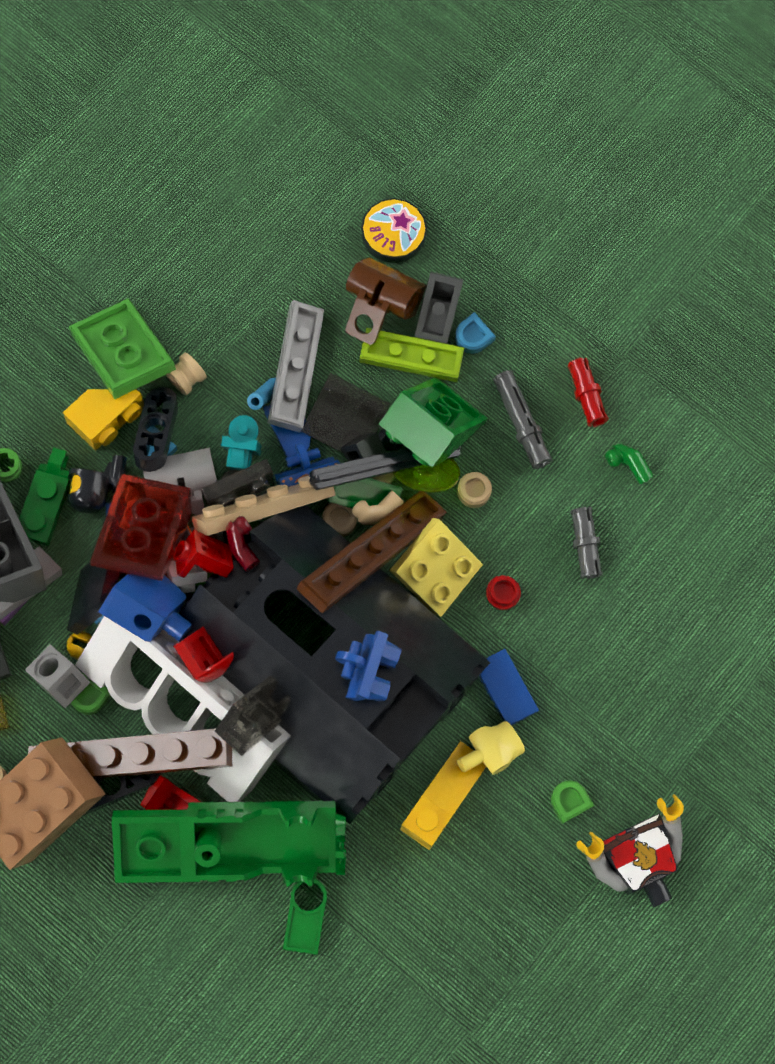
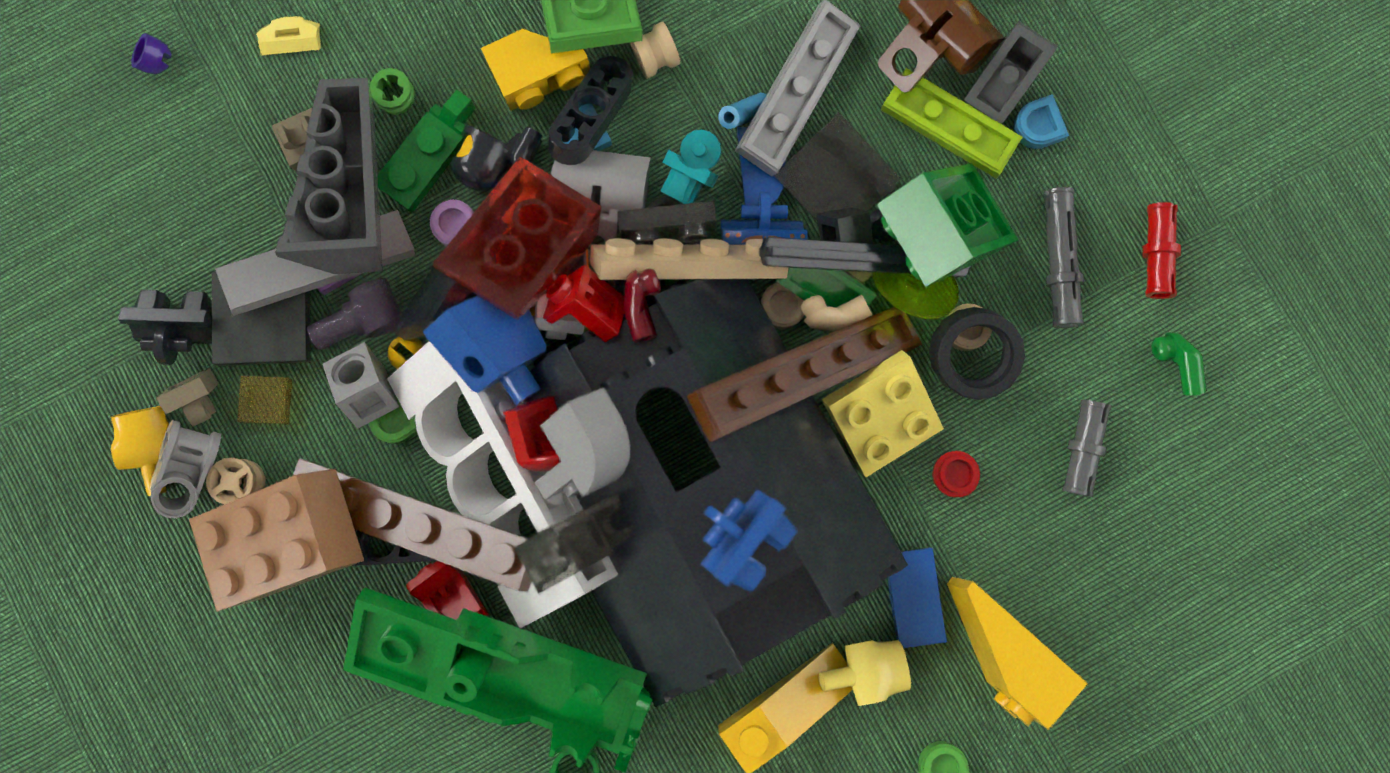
camera: 25 degrees right, 10 degrees up
(43, 624) = (369, 312): none -> clear purple pin
(81, 542) = (449, 219): none -> lavender tile
(242, 643) = (589, 443): none -> light grey brick
(510, 513) = (1004, 373): none -> black tyre
(587, 700) = (1022, 670): none -> yellow slope

